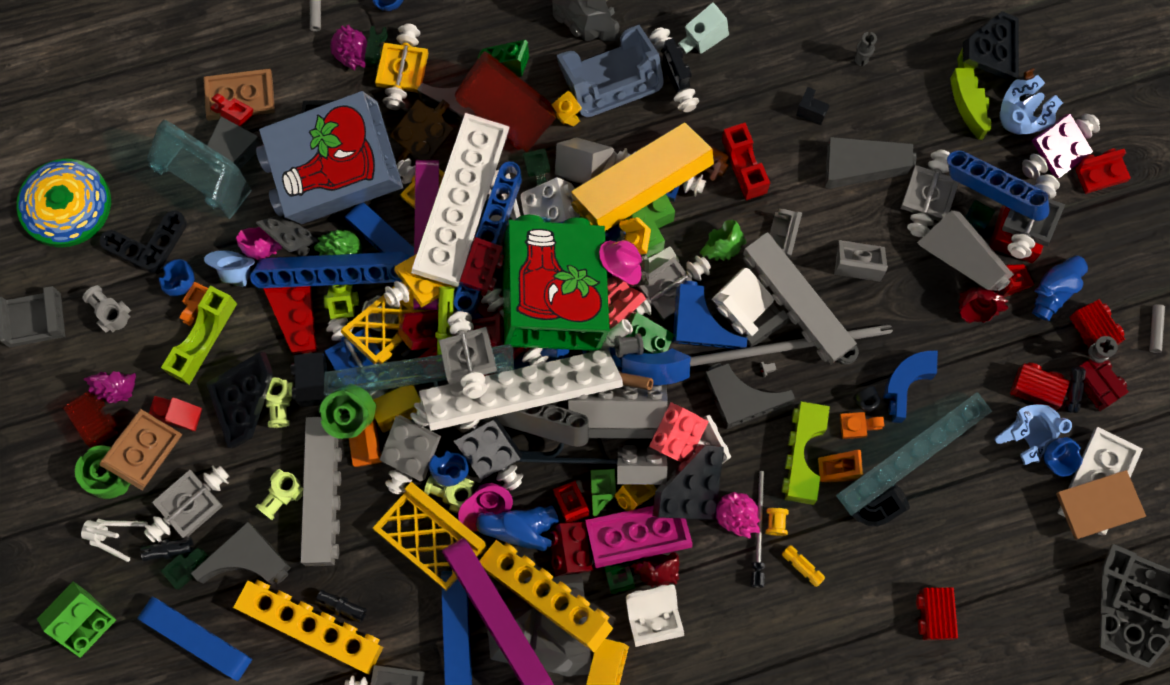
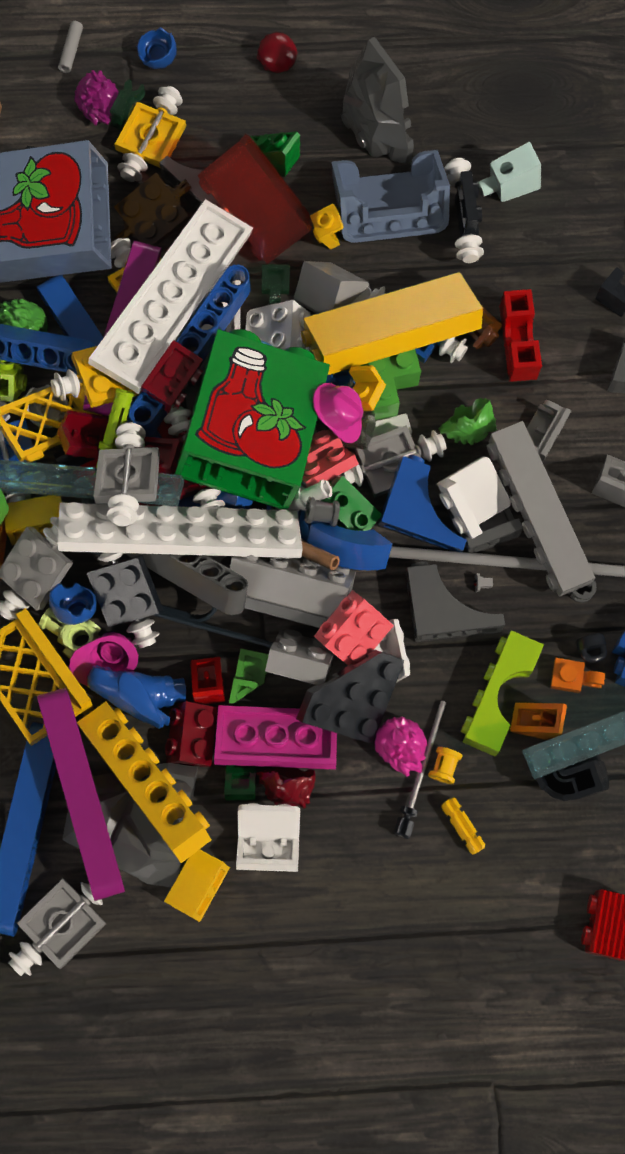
camera: 10 degrees right, 0 degrees up
(633, 495) = (283, 690): yellow bracket -> none

